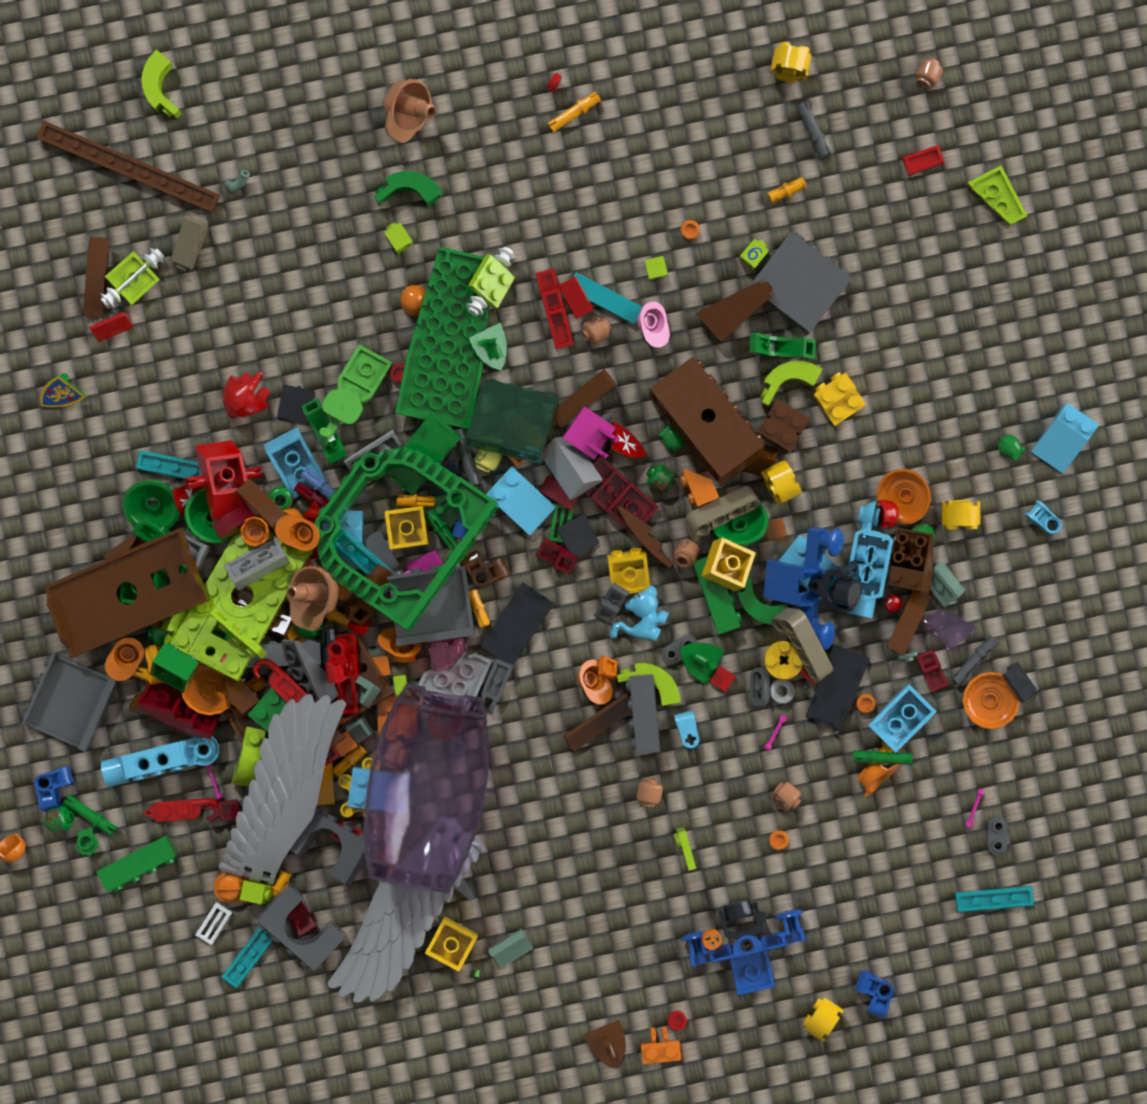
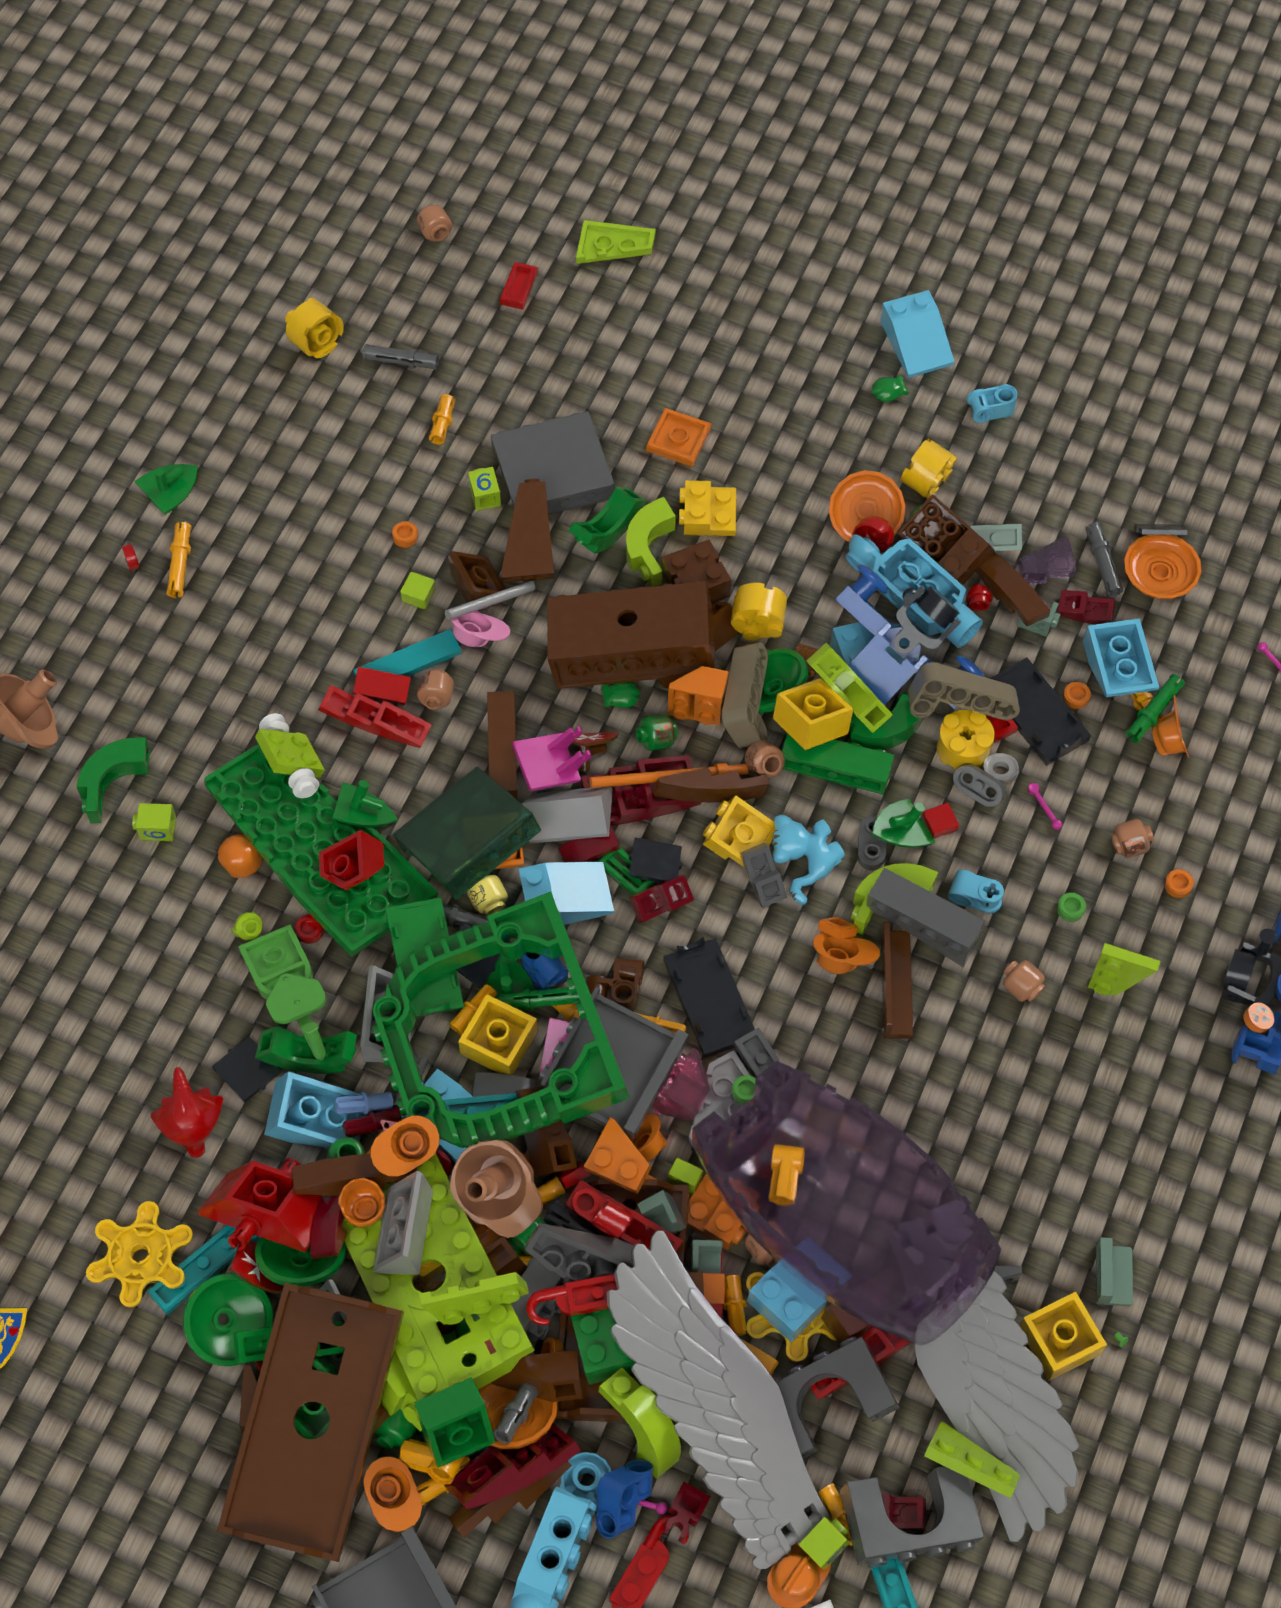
camera: 55 degrees left, 25 degrees down
(144, 423) = (125, 1241): none -> yellow plate
(205, 692) = (515, 1413): none -> dark grey pin
(206, 773) = (619, 1495): none -> blue piece
(347, 938) = (970, 1460): none -> lime wing
(375, 339) = (247, 926): none -> lime plate
(378, 646) = (618, 1159): none -> orange wing
(437, 739) = (786, 1167): none -> light orange piece
(445, 373) = (351, 860): none -> red slope
(471, 685) = (743, 1089): none -> bright green tile
(622, 61) = (168, 485): none -> green shield
(661, 532) = (651, 777): none -> orange bar
(675, 318) = (489, 600): none -> light grey bar
(688, 299) = (474, 576): none -> reddish brown slope
(719, 788) = (1071, 907): none -> bright green tile
(761, 577) = (849, 687): none -> lime arch
(880, 342) = (678, 437): none -> orange tile

